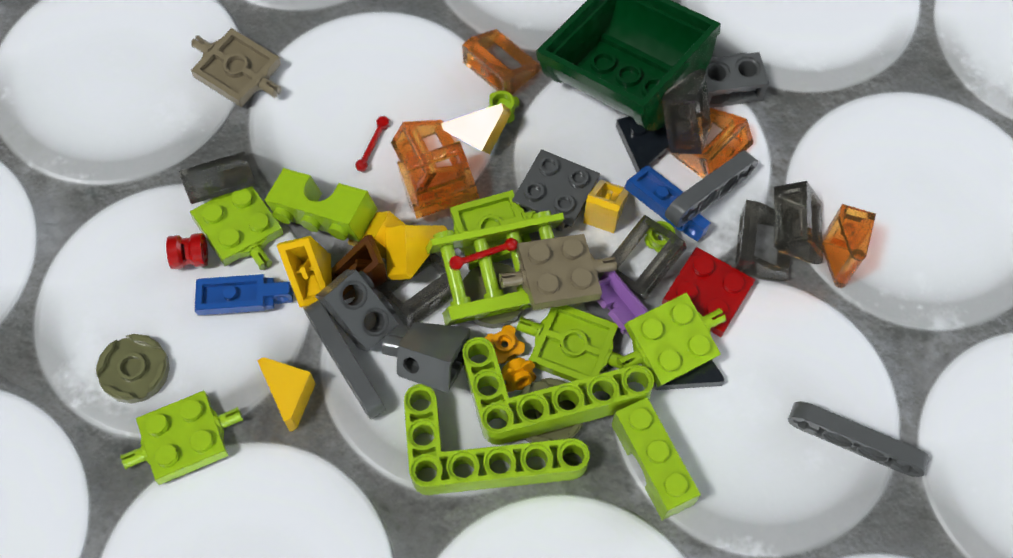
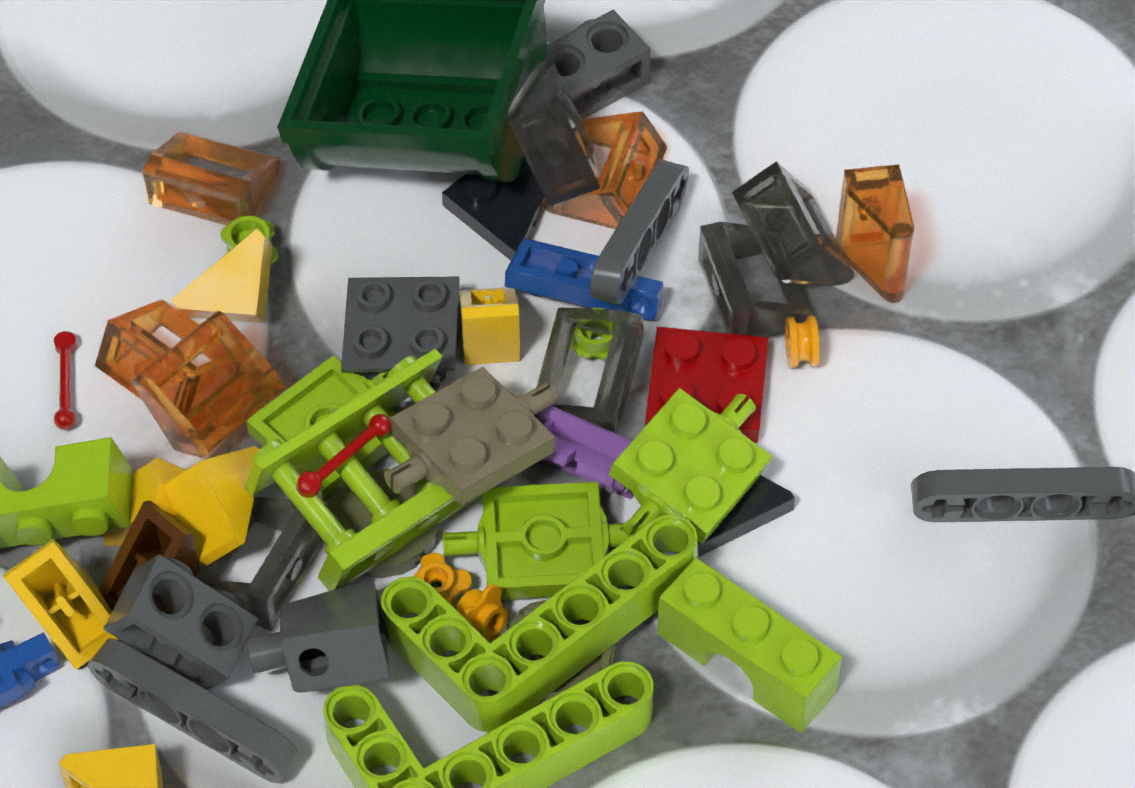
camera: 25 degrees left, 10 degrees down
(773, 290) = (801, 341): none -> light orange bush

